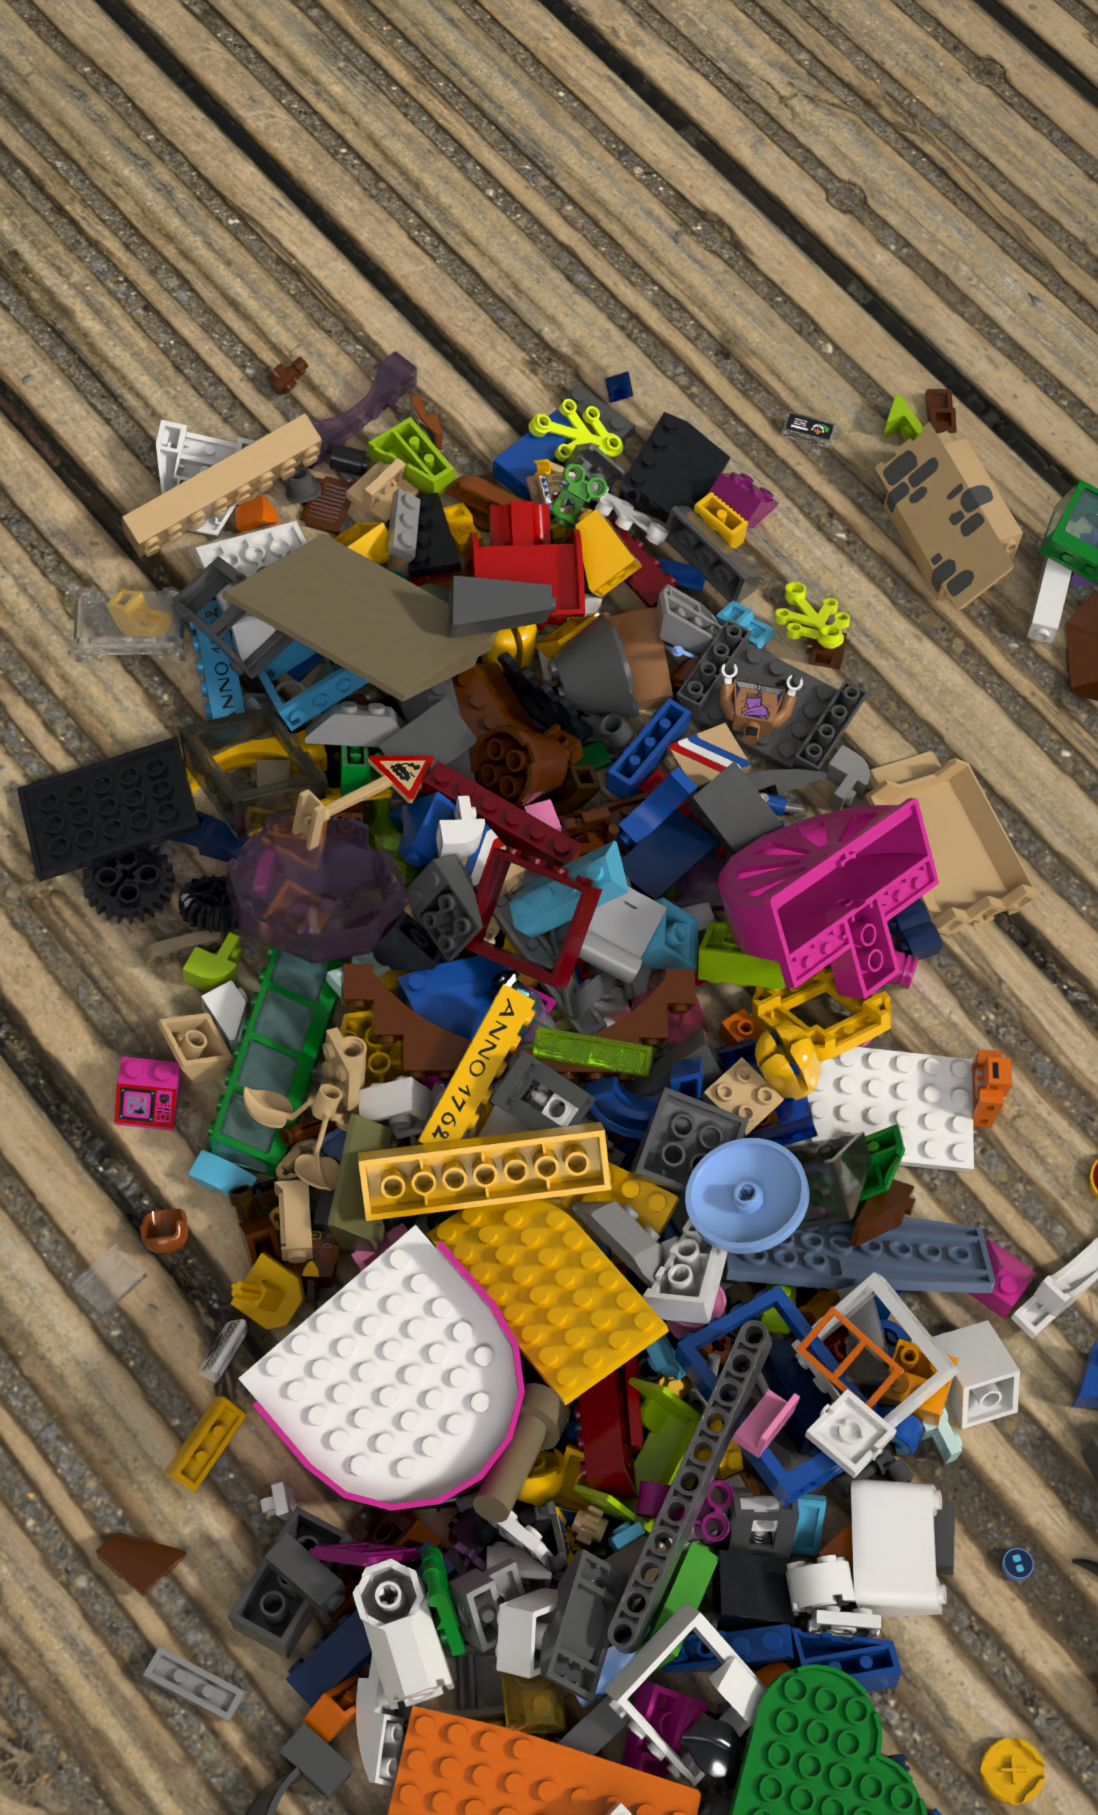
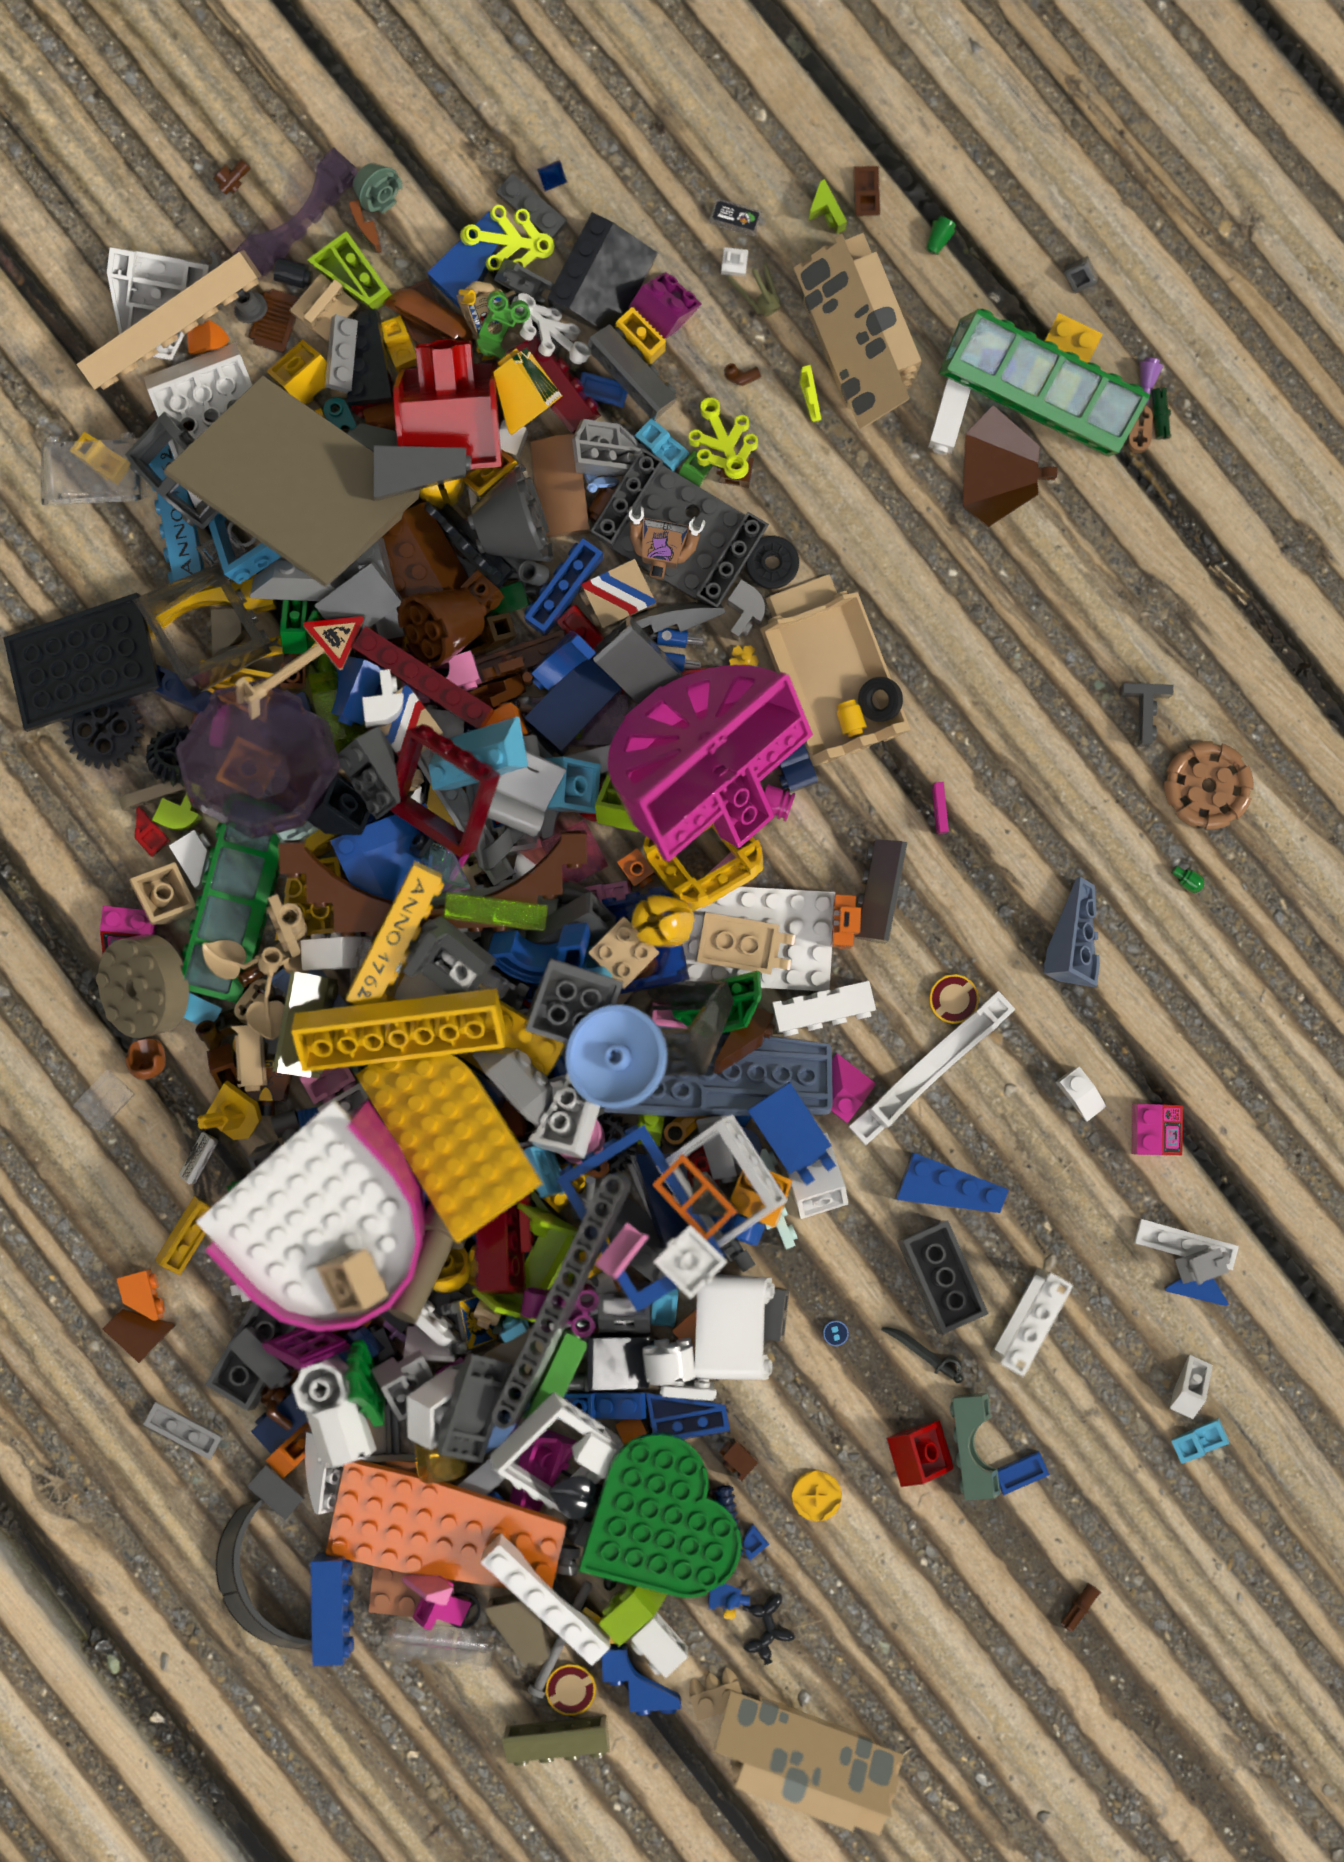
camera: 10 degrees right, 25 degrees up
(144, 1509) = (140, 1294): none -> orange slope
(168, 1138) = (142, 986): none -> dark tan brick
(175, 991) = (149, 834): none -> red tile
(312, 1635) = (271, 1399): none -> reddish brown plate
(435, 1444) = (352, 1281): none -> tan slope
(440, 386) = (377, 187): none -> sand green cone
(783, 647) = (693, 471): none -> bright green slope
(810, 467) = (734, 262): none -> white tile
(825, 568) = (740, 377): none -> reddish brown arm
(847, 499) = (767, 302): none -> olive plant
(873, 1103) = (742, 944): none -> tan tile
(877, 723) = (780, 575): none -> black wheel
(898, 577) = (808, 388): none -> neon yellow tile
(910, 1719) = (738, 1459): none -> reddish brown brick
(953, 1307) = (792, 1132): none -> blue tile
(968, 1183) = (823, 1007): none -> white wedge
(972, 883) = (851, 718): none -> yellow brick
(998, 849) = (895, 699): none -> black tyre
(1020, 447) = (940, 234): none -> green cone
(1028, 1047) = (881, 889): none -> dark grey slope
(1080, 978) = (940, 808): none -> dark pink tile

